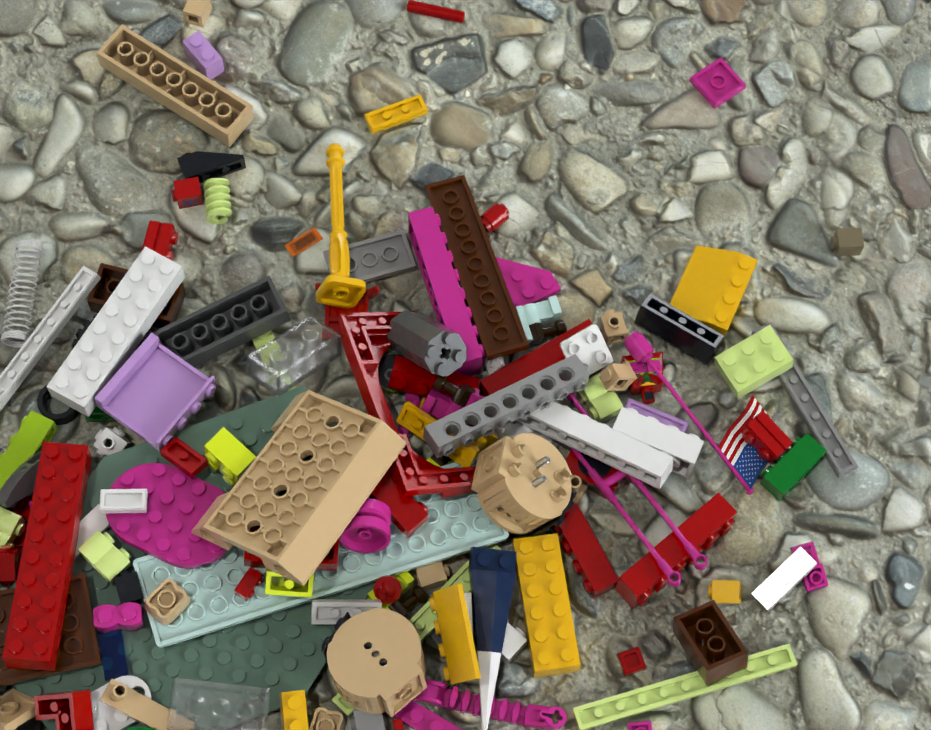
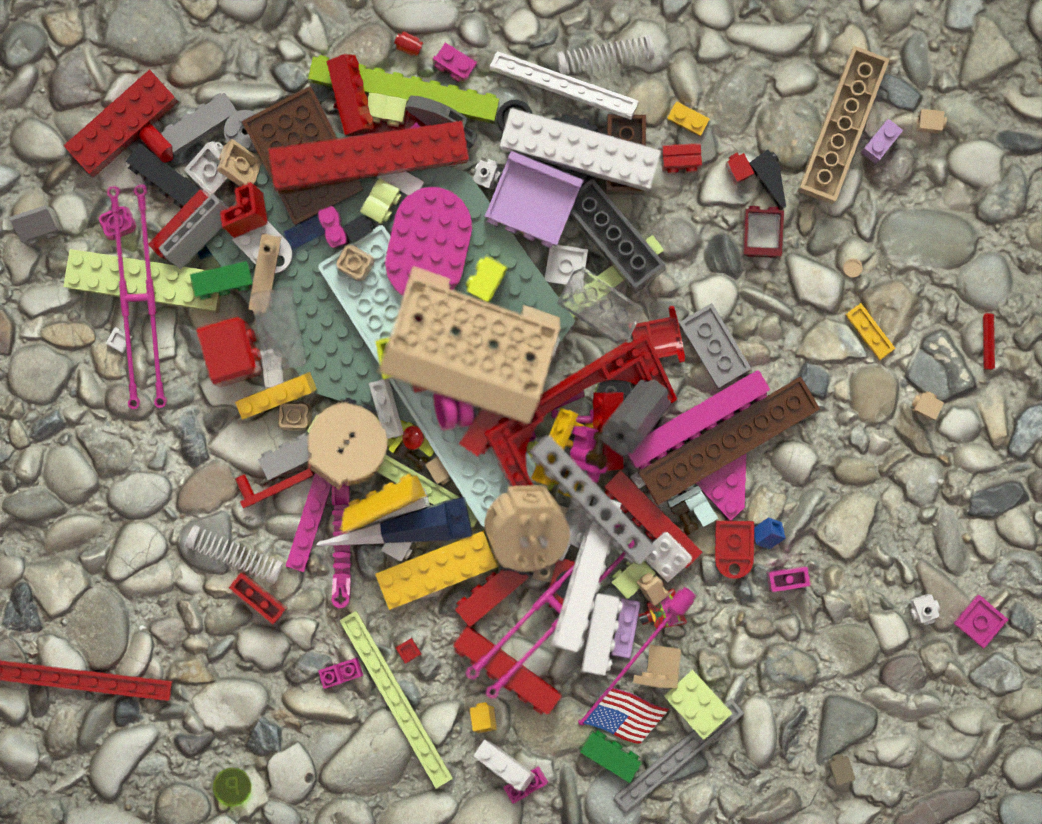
camera: 75 degrees right, 20 degrees up
(119, 231) = (688, 119): none -> yellow plate
(123, 501) = (427, 202): white tile -> none
(184, 457) = (480, 240): red plate -> none
(217, 200) = (738, 195): yellowish green piece -> none
(236, 388) = (562, 263): none -> white plate
(248, 583) = (383, 323): red piece -> none
(263, 186) = (762, 232): none -> window
(303, 242) = (720, 282): sticker -> none
(325, 115) = (852, 268): none -> tan piece
(338, 287) = (674, 328): yellow piece -> none
(486, 77) = (927, 405): none -> tan brick
(494, 217) = (784, 445): red brick -> none
(583, 253) = (769, 533): none -> blue panel
(589, 290) = (734, 545): none -> red plate
(613, 333) = (696, 574): tan brick -> none
(636, 244) = (788, 579): none -> dark pink brick
(678, 329) = (714, 633): black brick -> none
(695, 125) = (919, 605): none -> white brick
(705, 389) = (662, 668): none -> tan bracket
(710, 642) = (434, 712): reddish brown brick -> none
(713, 286) = (762, 654): yellow slope -> none
(765, 437) = (630, 727): red brick -> none

